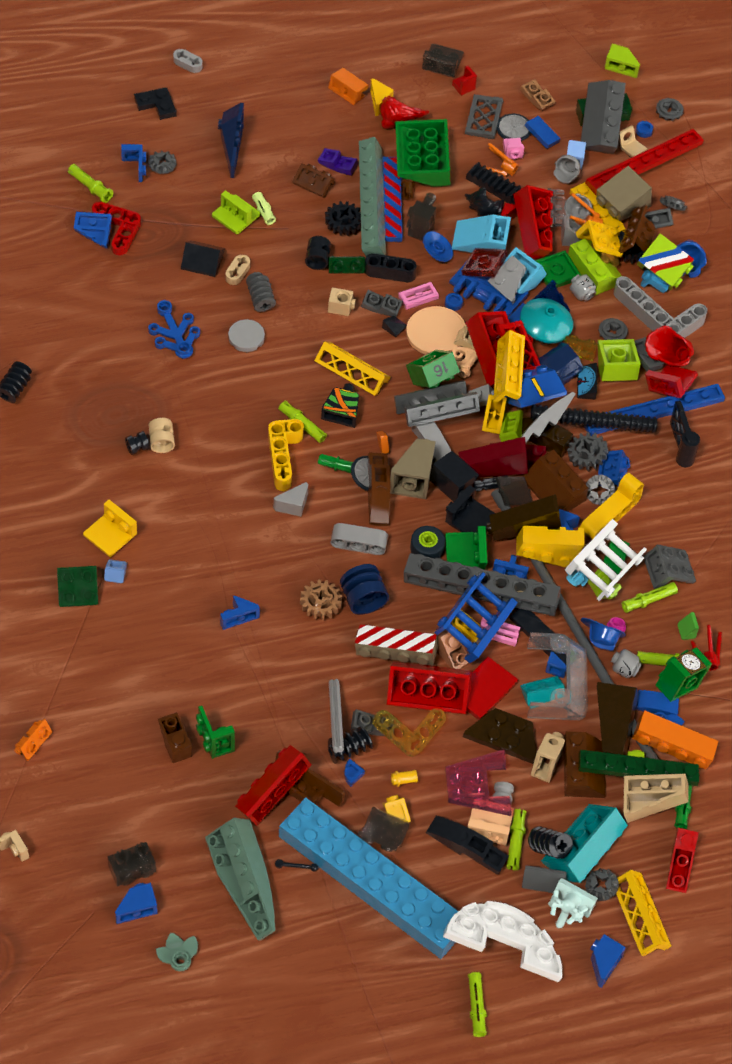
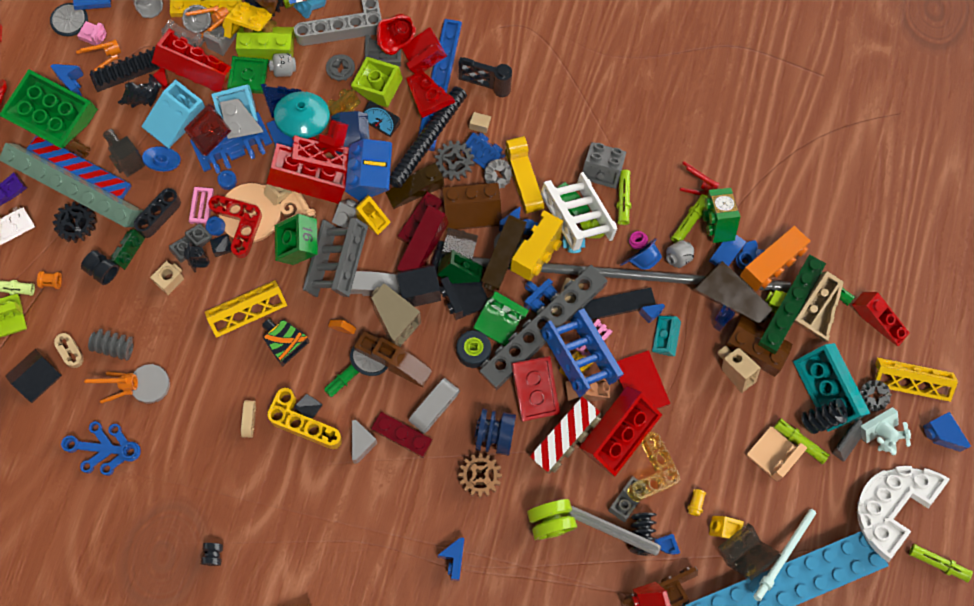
camera: 60 degrees left, 15 degrees up
(161, 435) = (218, 526): tan wheel -> none
(236, 316) = (126, 382): none -> orange plant
(261, 414) = (248, 419): none -> tan beam
(285, 227) = (49, 280): none -> orange bush
(299, 451) = (308, 406): none -> black slope
(309, 427) = (270, 388): lime pin -> none
(315, 664) = (552, 517): none -> lime wheel
(319, 529) = (402, 434): none -> dark red plate
(363, 846) = (768, 581): none -> light aqua bar
(368, 308) = (195, 256): none -> black hinge
(407, 312) = (215, 226): none -> blue tile
(423, 603) = (535, 388): none -> red tile
(425, 328) = (245, 221): none -> red beam
(462, 150) = (68, 75): none -> blue slope
(468, 842) = (789, 486): black slope -> none
(469, 783) = (733, 451): clear pink wing -> none
(480, 132) = (24, 24): dark grey window -> none
(490, 496) = (459, 268): none -> dark green slope
(503, 789) = (754, 427): light grey wheel -> none
(505, 732) = (694, 391): dark brown wing -> none
(509, 366) = (343, 172): yellow fence -> none
(513, 428) = (403, 212): lime slope -> none
(545, 352) = (336, 134): none -> red panel
(549, 416) = (412, 169): light grey slope -> none
(569, 702) = (655, 292): clear windscreen -> none
(589, 723) = (723, 317): none -> clear blue plate
(632, 400) = (428, 94): none -> red wing
(639, 455) = (480, 122): none -> tan slope
(688, 627) = (668, 183): bright green slope -> none

